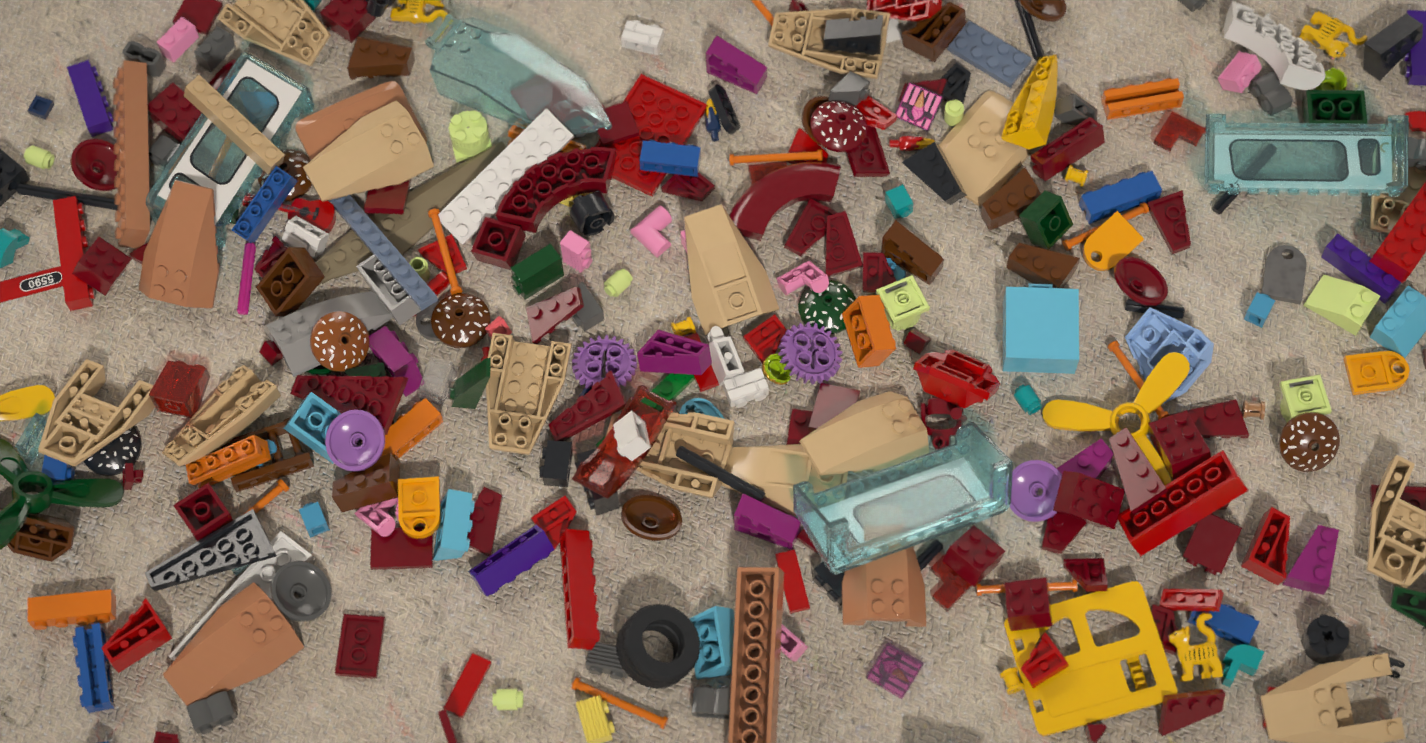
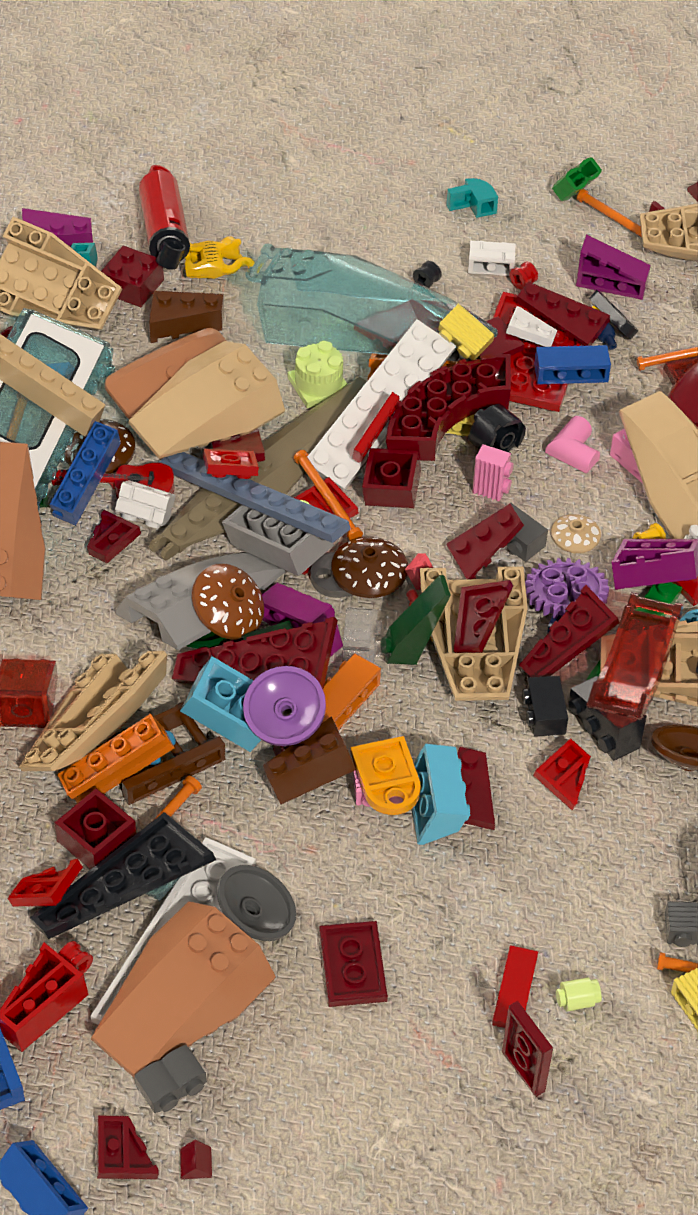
camera: 15 degrees left, 15 degrees down
(159, 552) = (45, 887): none -> red wing
(167, 610) = (75, 956): none -> red wheel
(246, 279) = (78, 561): dark pink axle -> none
(271, 352) = (134, 637): dark red slope -> none
(290, 281) = (143, 546): reddish brown brick -> none
(313, 519) = (246, 817): dark azure brick -> none
(371, 218) = (230, 462): none -> red plate
(377, 518) = (333, 799): bright pink brick -> none
(401, 550) = (371, 837): dark red tile -> none
(492, 201) = (376, 427): none -> red tile
(511, 560) = (527, 824): dark purple brick -> none
(525, 380) = (478, 614): none -> dark red wing
(537, 272) = (451, 499): dark green brick -> none
(579, 589) = (631, 841): red brick -> none
(582, 126) = (465, 332): none -> light yellow brick
(585, 47) = (427, 274): none -> black wheel
(617, 283) = (551, 502): yellowish green brick -> none
(630, 319) = (575, 533): none -> tan dish
(631, 436) = (645, 645): white brick -> none
(648, 116) = (531, 328): none -> white wing
(663, 59) = (521, 275): none -> red wheel
(685, 108) = (571, 316): none -> dark red wing
(688, 187) = (600, 395): dark red wing -> none

